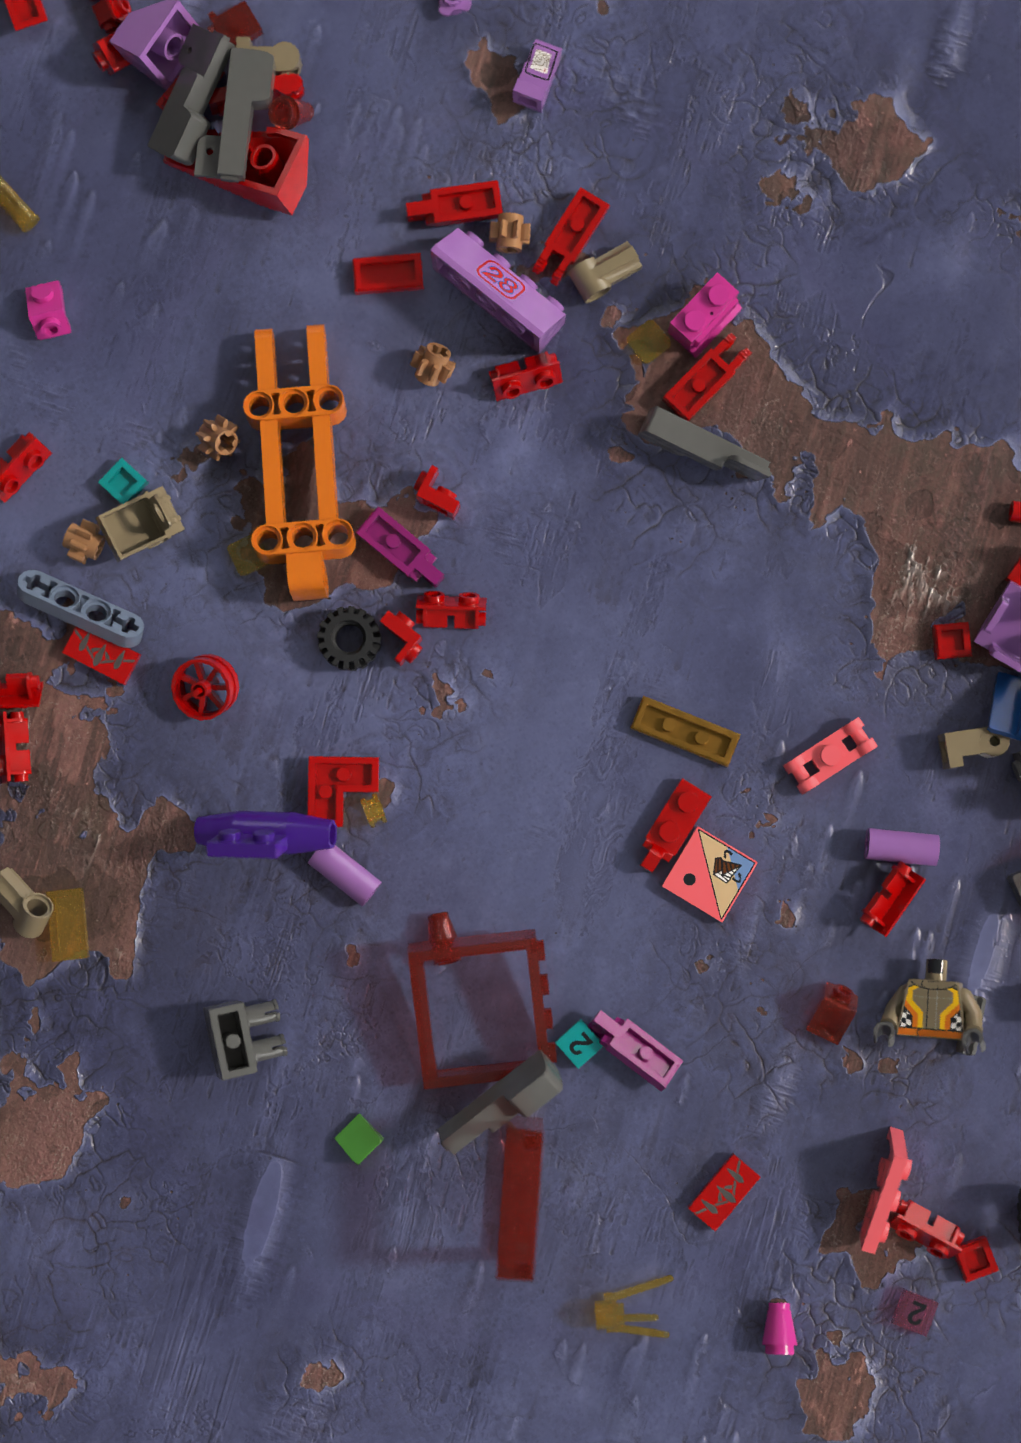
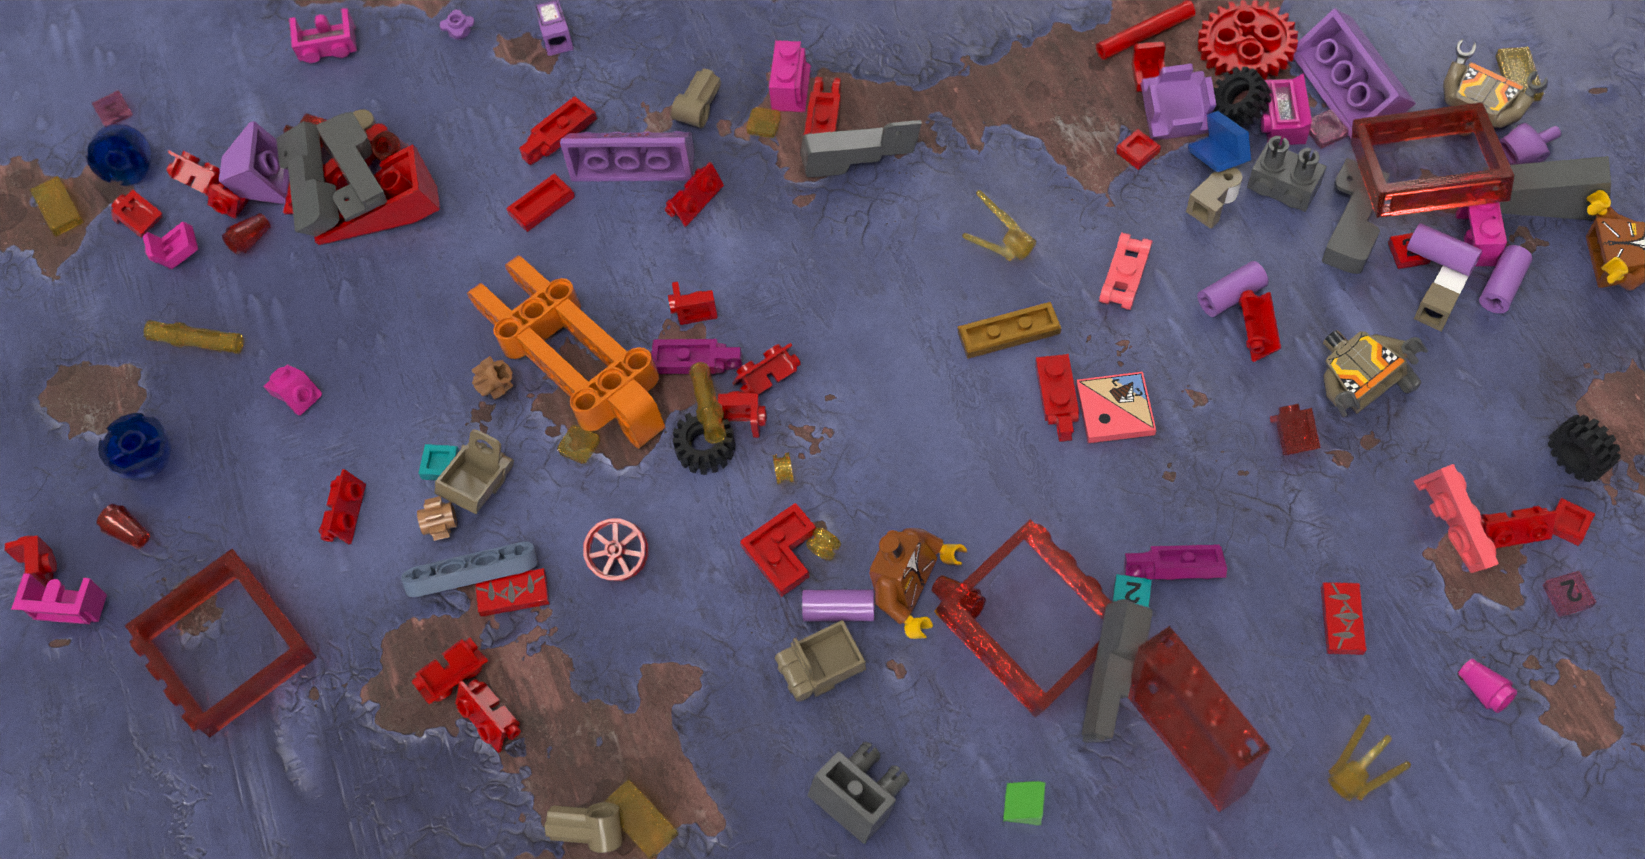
camera: 35 degrees left, 25 degrees down
(33, 68) = (172, 247): none -> dark pink bracket
(108, 104) = (246, 233): none -> clear red cone
(263, 834) = (749, 616): dark purple plate -> none
(294, 908) = (820, 661): none -> dark tan piece
(366, 624) = (709, 410): none -> clear yellow pin
(394, 715) = (783, 468): none -> clear yellow bush
(415, 887) = (903, 570): none -> dark orange torso
(432, 364) = (619, 227): medium nougat gear -> none
(509, 233) = (609, 117): medium nougat gear -> none
(572, 233) = (654, 94): red hinge -> none
(764, 652) = (1016, 239): none -> clear yellow plant

